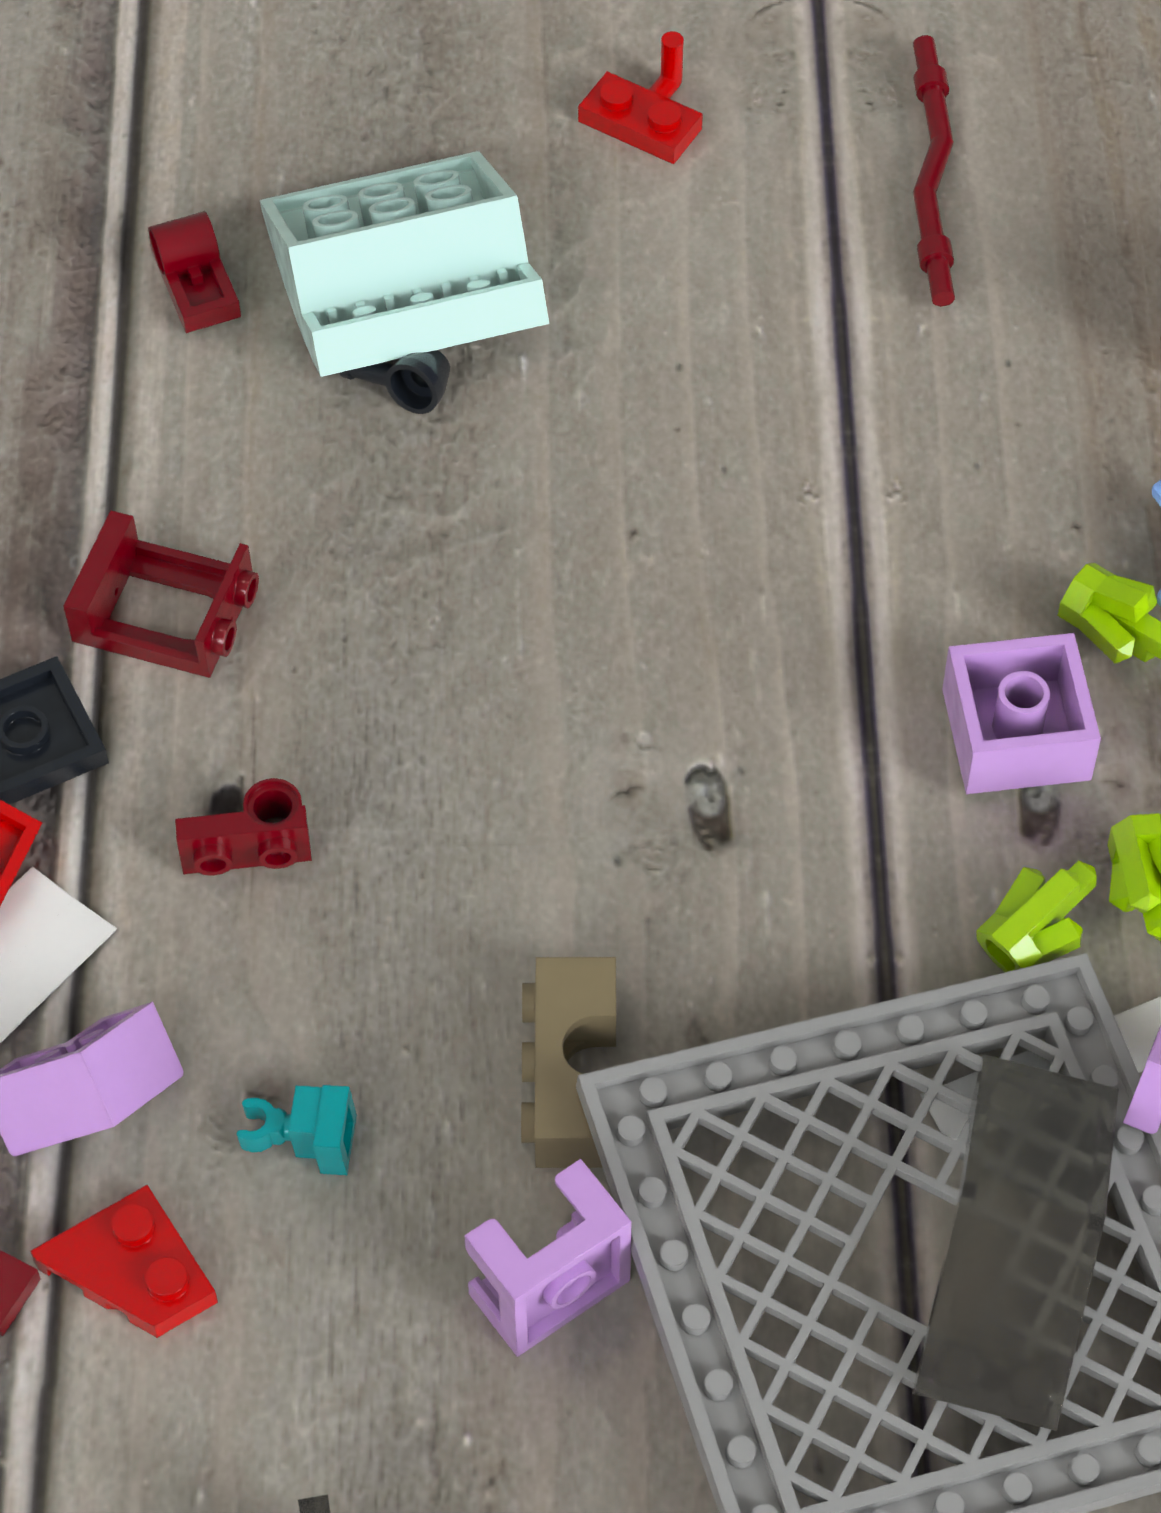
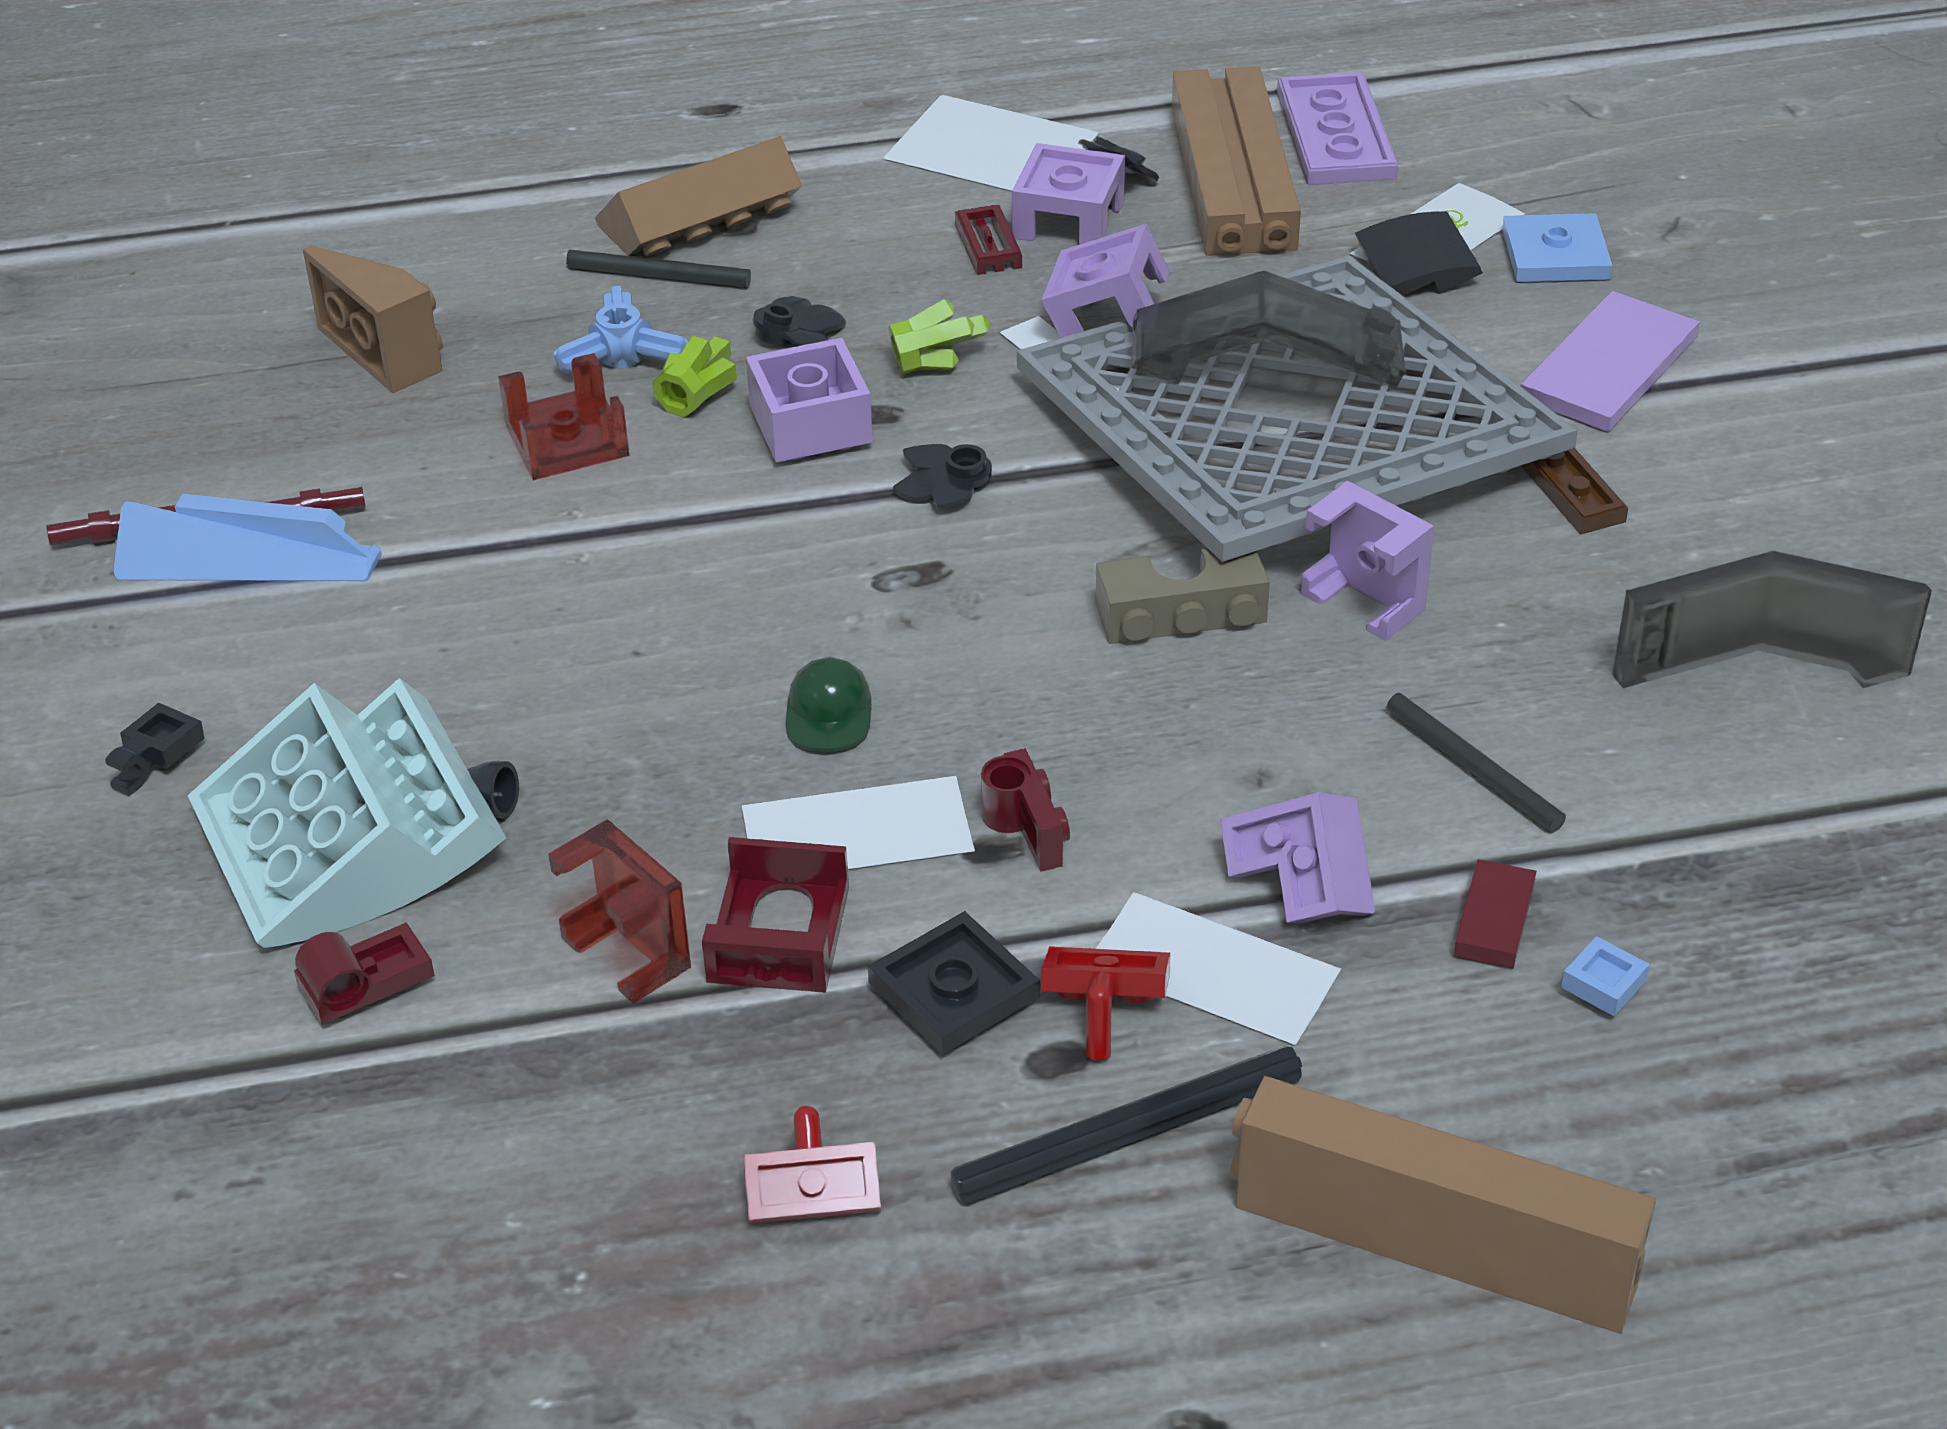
camera: 100 degrees left, 15 degrees down
(131, 1263) = (1441, 816): red wing -> none
(181, 462) = (631, 898): none -> clear red panel
(210, 1324) = (1476, 762): none -> pearl dark grey bar
(293, 694) = (873, 822): none -> white sticker
(318, 1126) = (1287, 720): teal piece -> none
(483, 690) = (828, 706): none -> dark green cap
(565, 128) = (156, 738): none -> black plate
(645, 115) = (129, 698): red plate -> none
(872, 192) = (238, 543): none -> light blue wedge
(877, 852) = (944, 473): none -> black plate
(1031, 920) = (987, 383): lime rock -> none
(1042, 484) = (566, 428): none -> clear red panel

